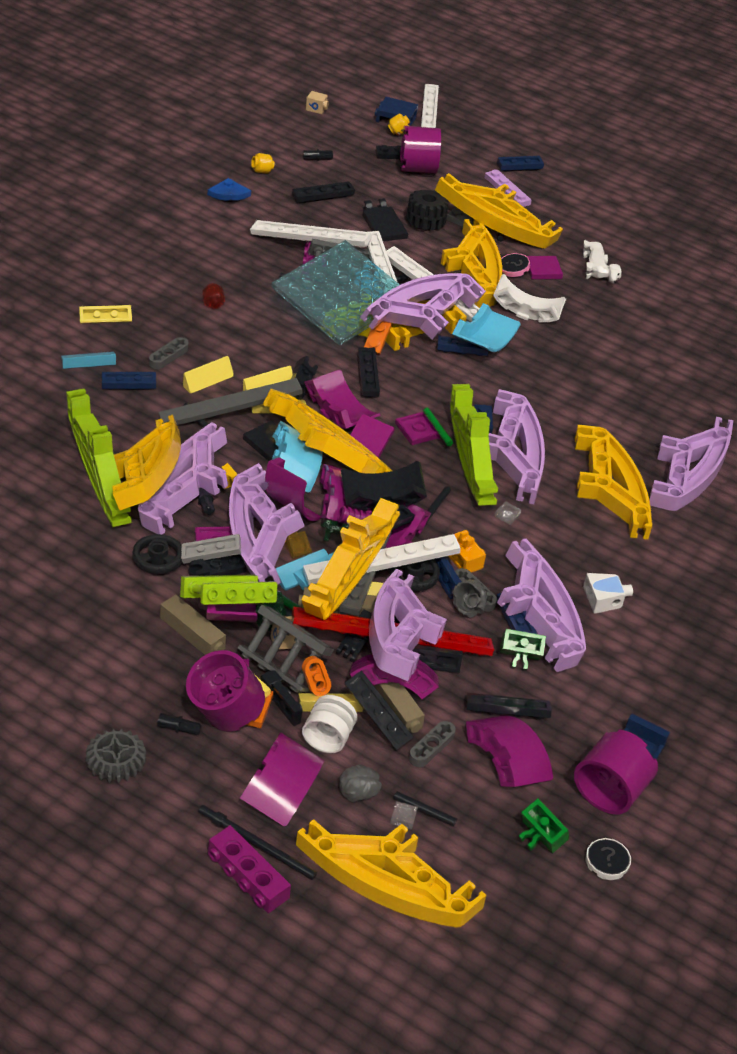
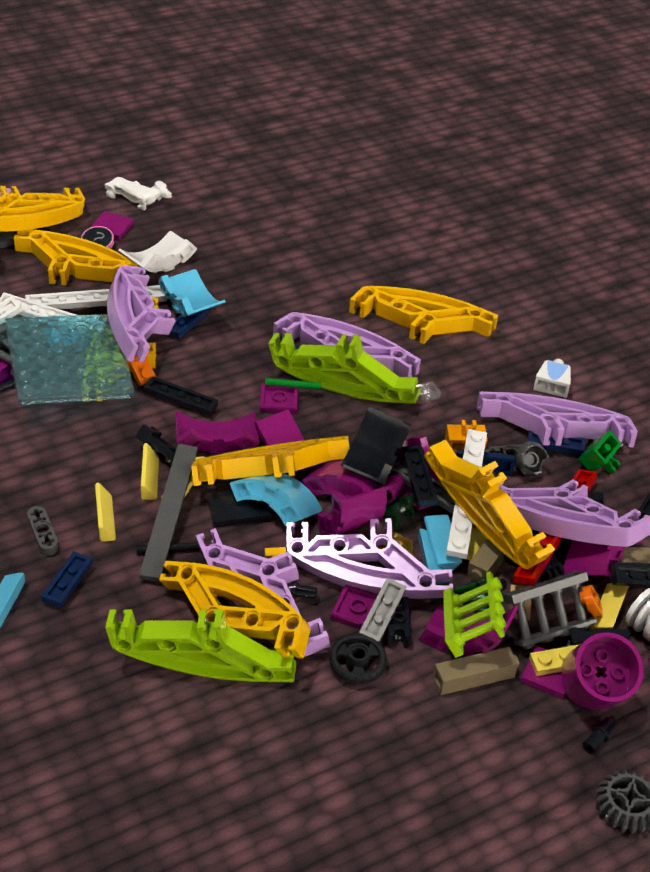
camera: 60 degrees left, 0 degrees up
(681, 483) = (428, 259): lavender piece -> none

